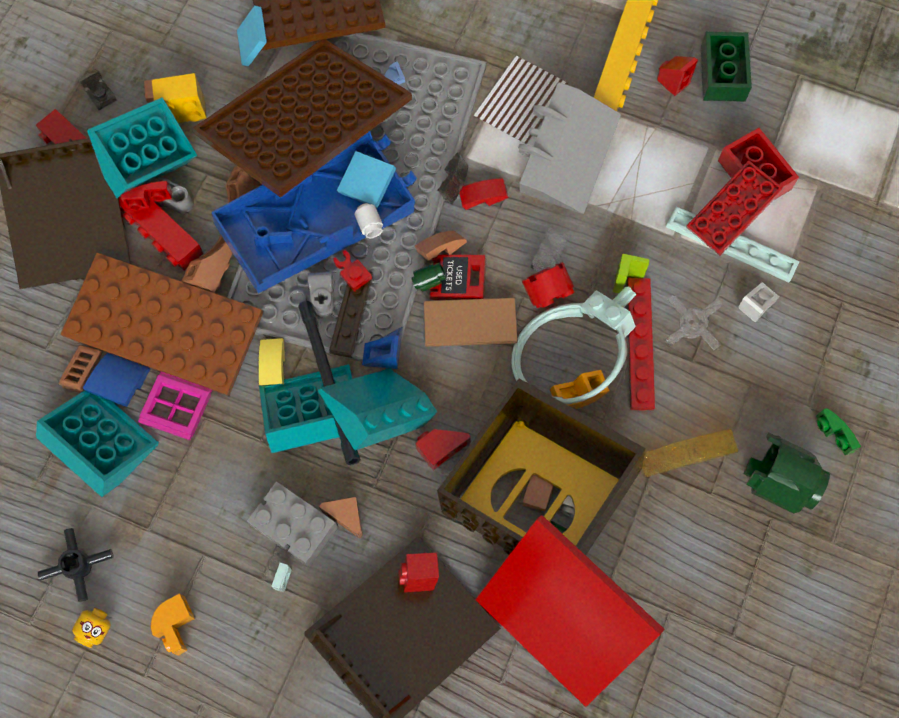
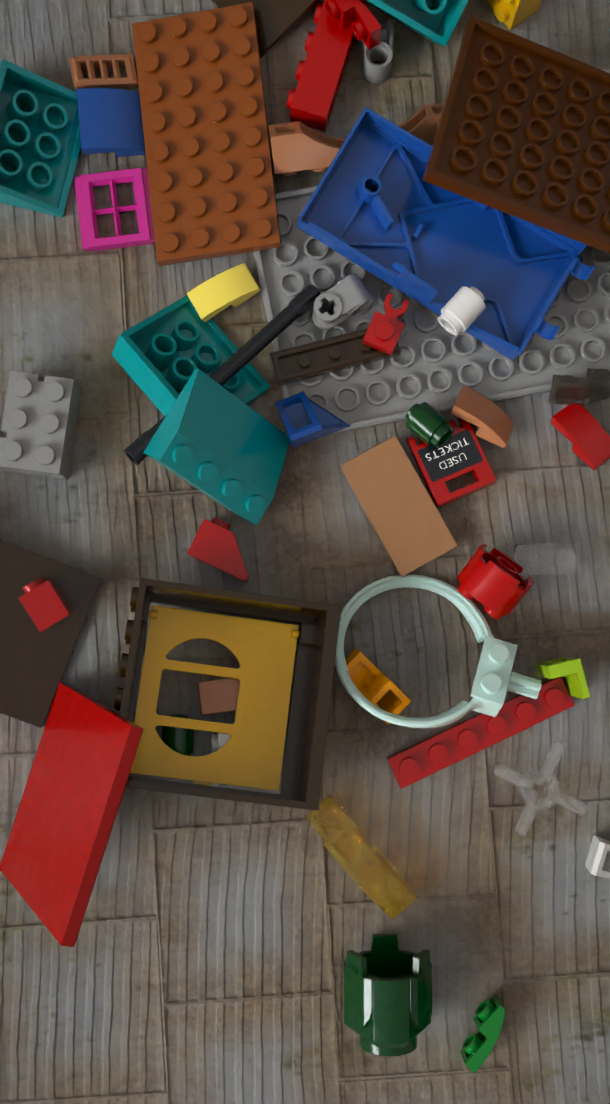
camera: 60 degrees right, 15 degrees up
(344, 513) = (81, 481): nougat slope -> none
(366, 179) = (518, 276): medium azure tile -> none

